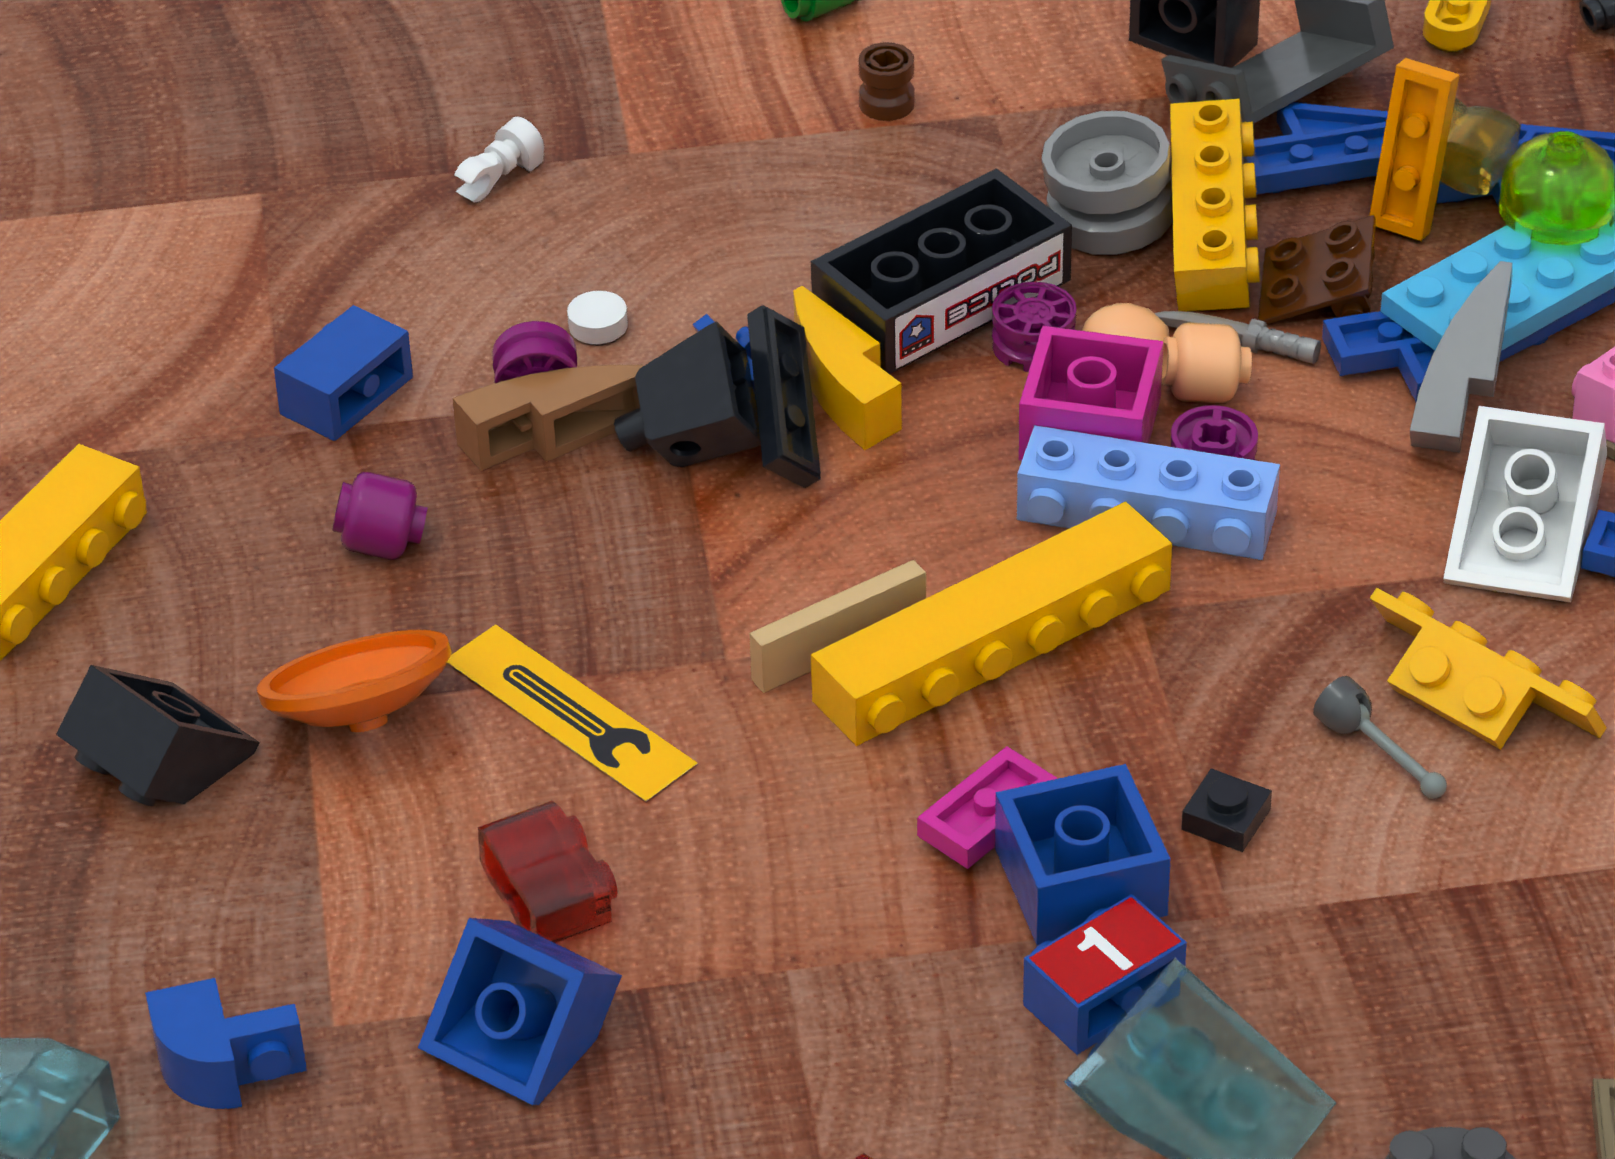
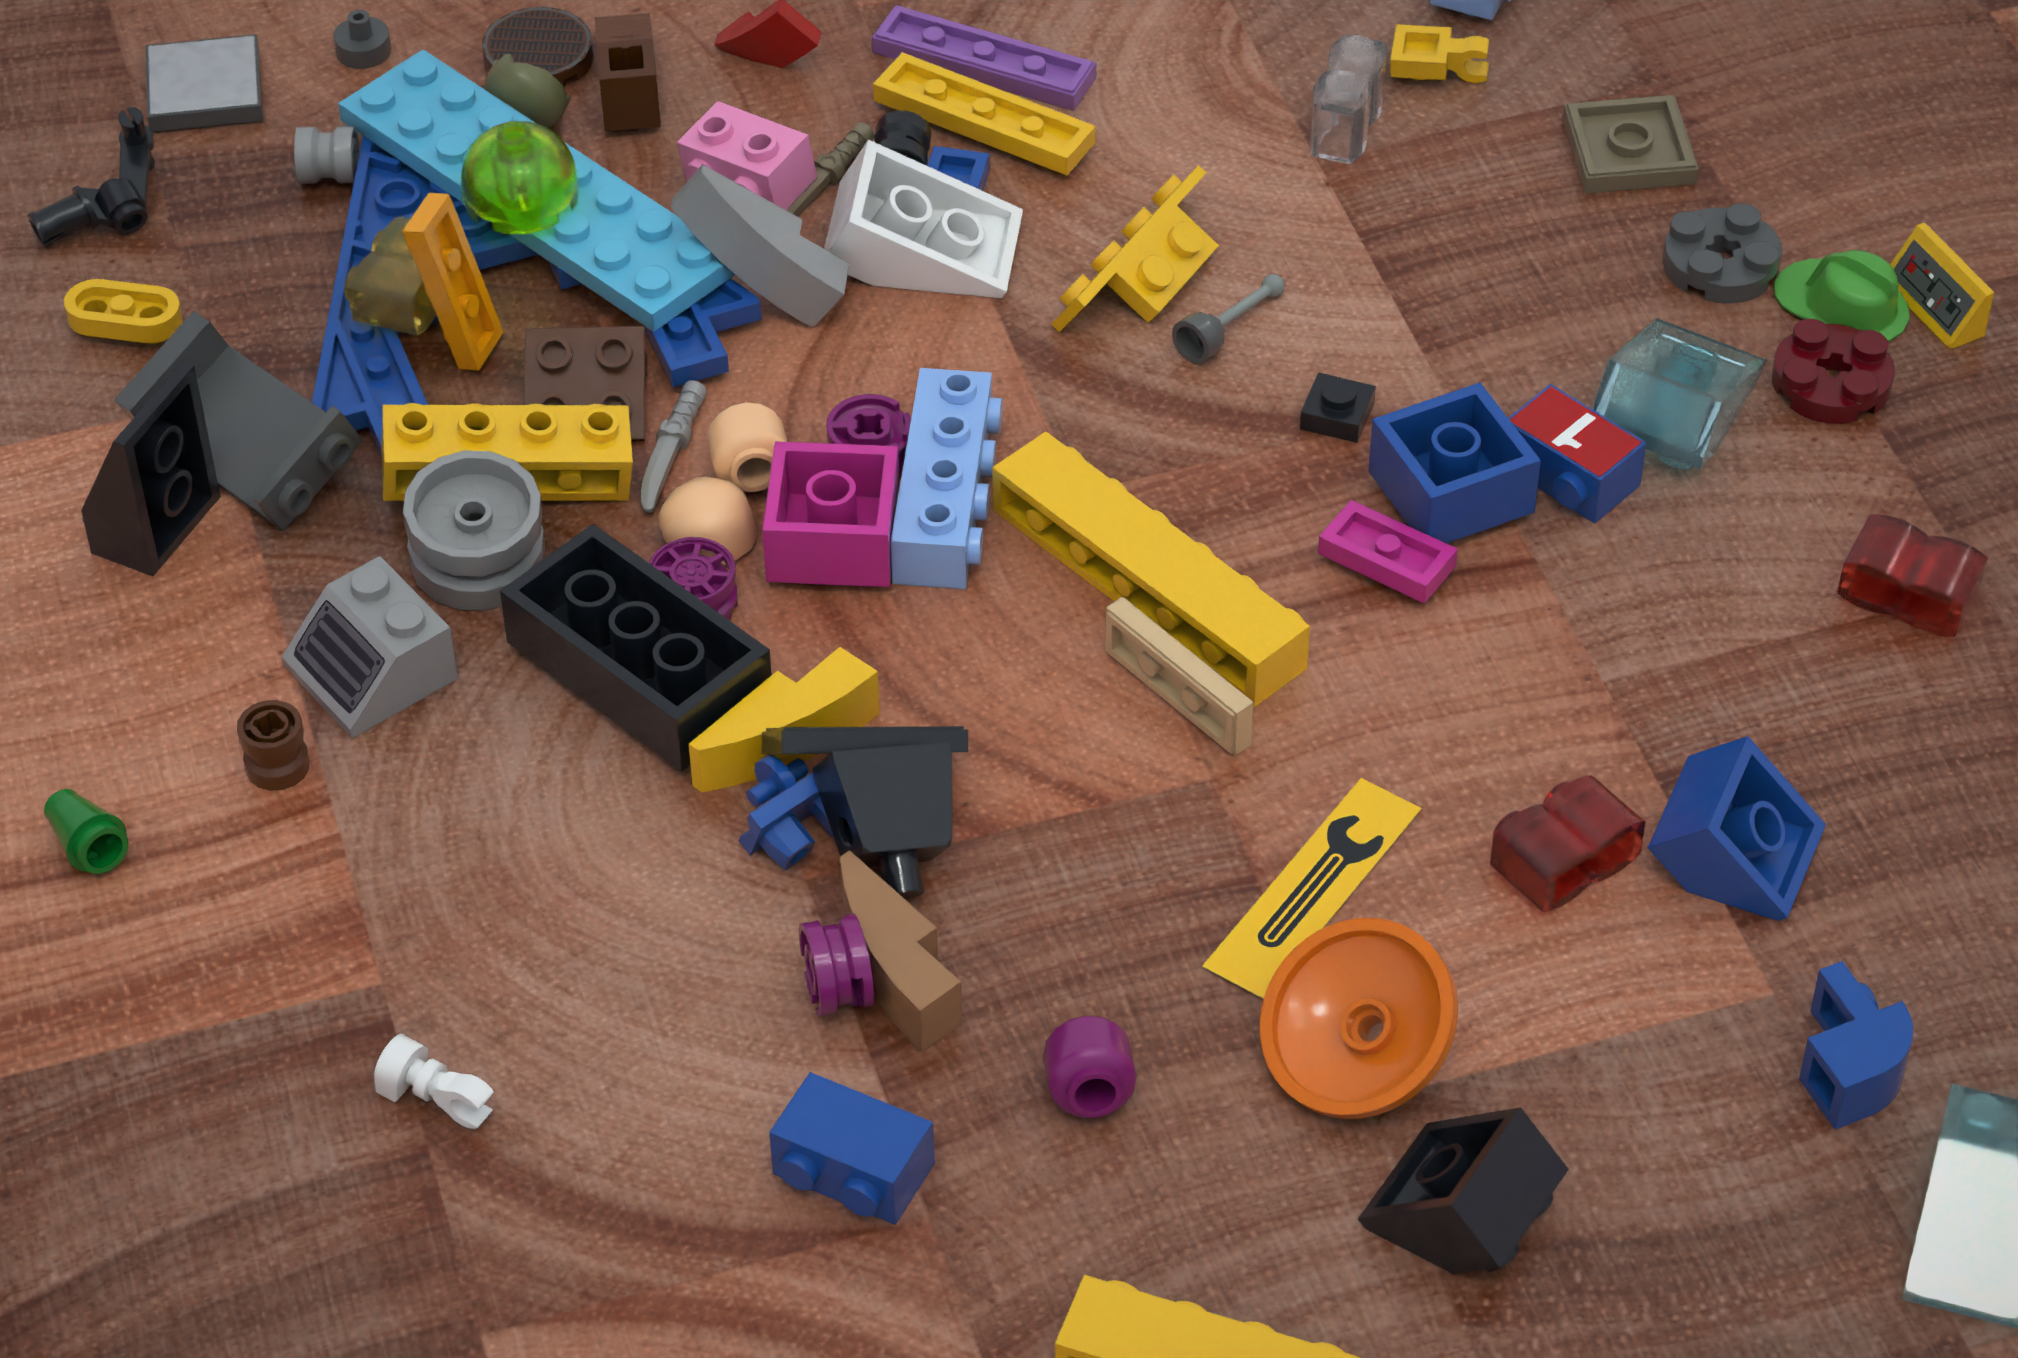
camera: 100 degrees left, 5 degrees up
(597, 317) = (704, 952): white tile -> none
(992, 135) = (370, 648): none -> light grey slope

